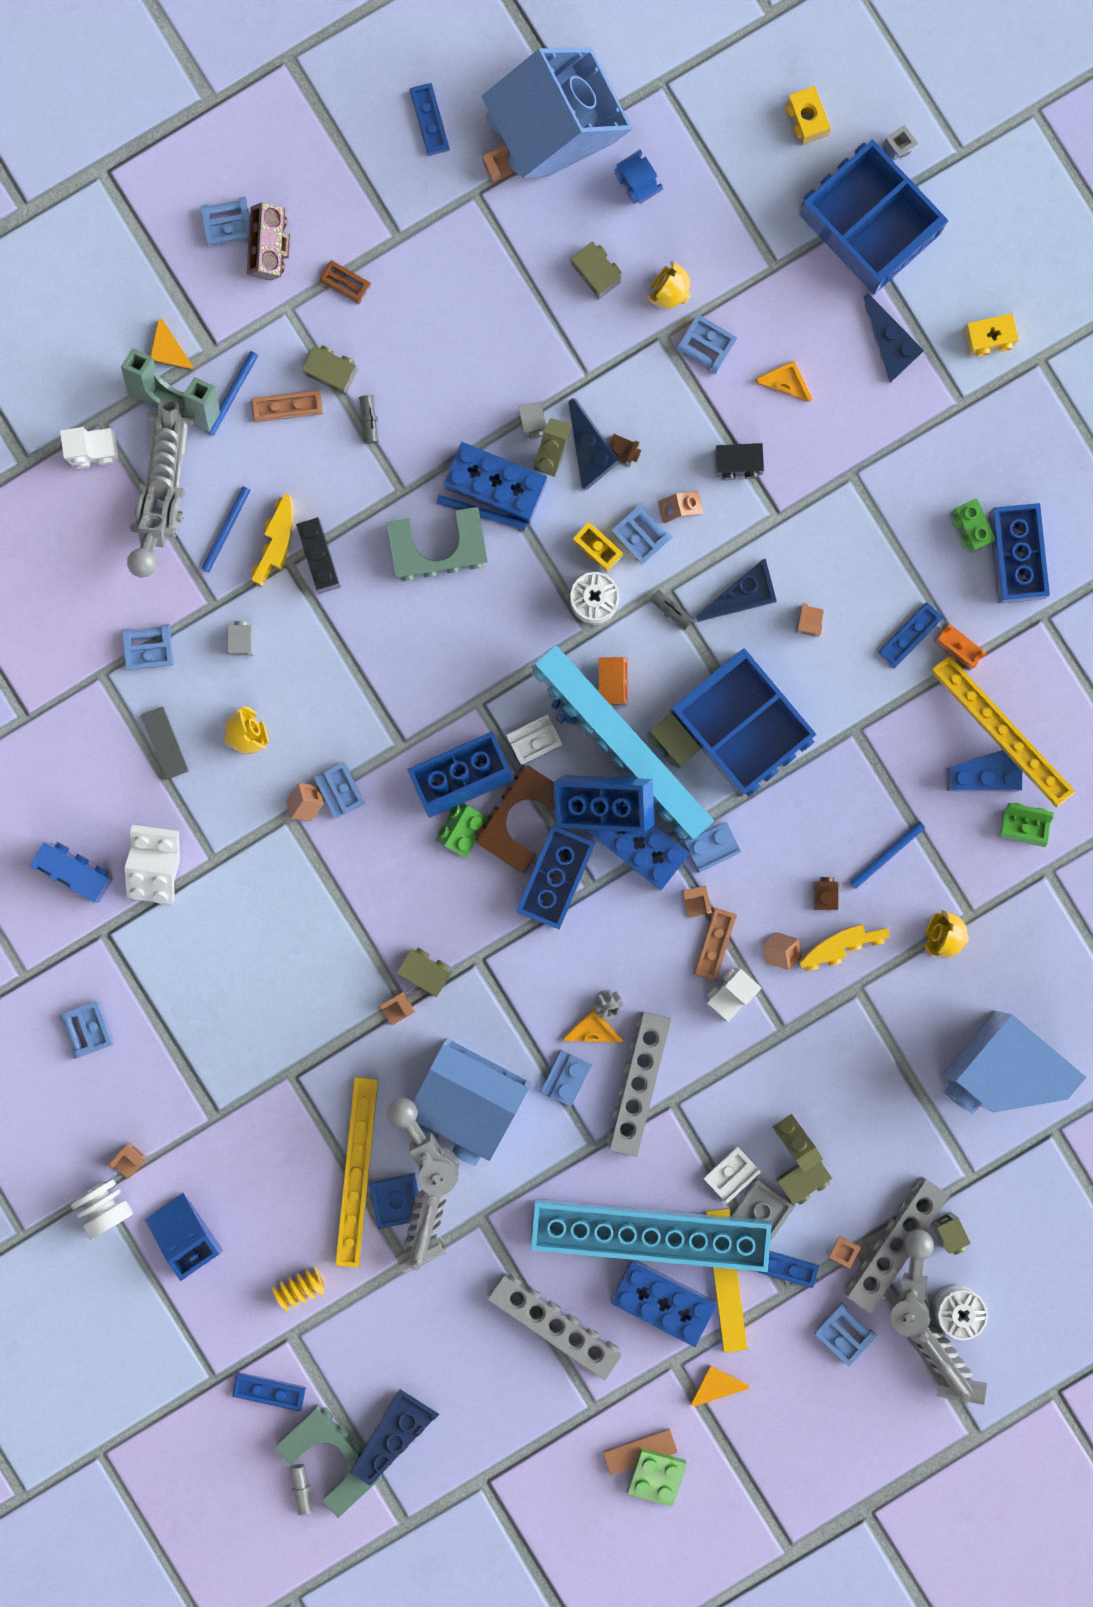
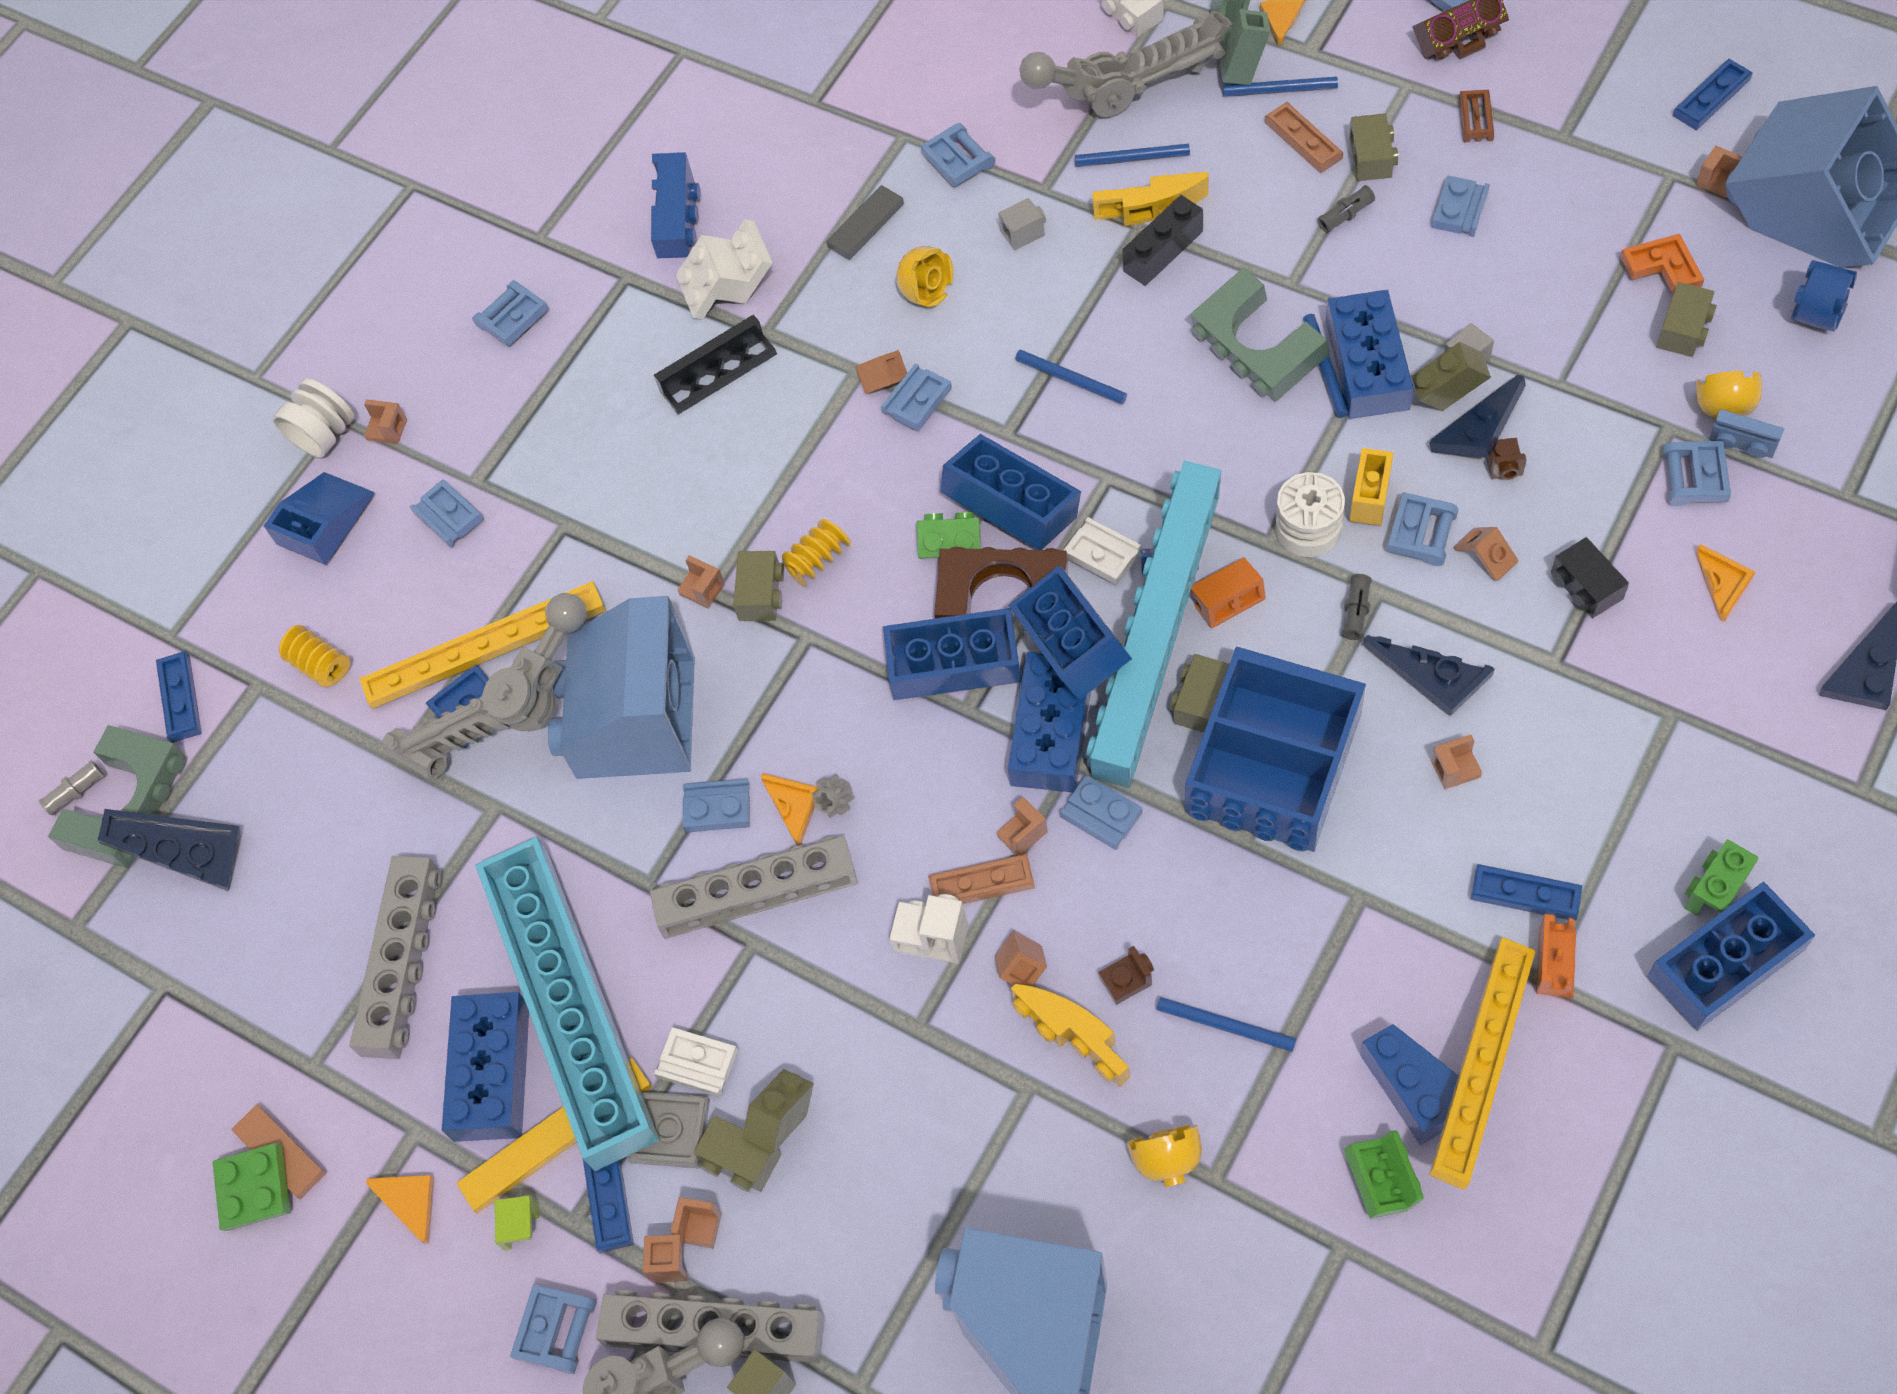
camera: 65 degrees right, 25 degrees down
(217, 910) = (710, 360): none -> black fence
(234, 1150) = (446, 513): none -> medium blue plate
(384, 680) = (1071, 376): none -> blue bar
(412, 343) = (1460, 205): none -> medium blue plate
(422, 922) = (813, 550): none -> yellow piece
(541, 245) = (1666, 256): none -> orange plate
(710, 294) = (1745, 433): none -> medium blue plate
(771, 1327) = (514, 1220): none -> lime panel
(831, 1222) = (696, 1222): none -> nougat panel

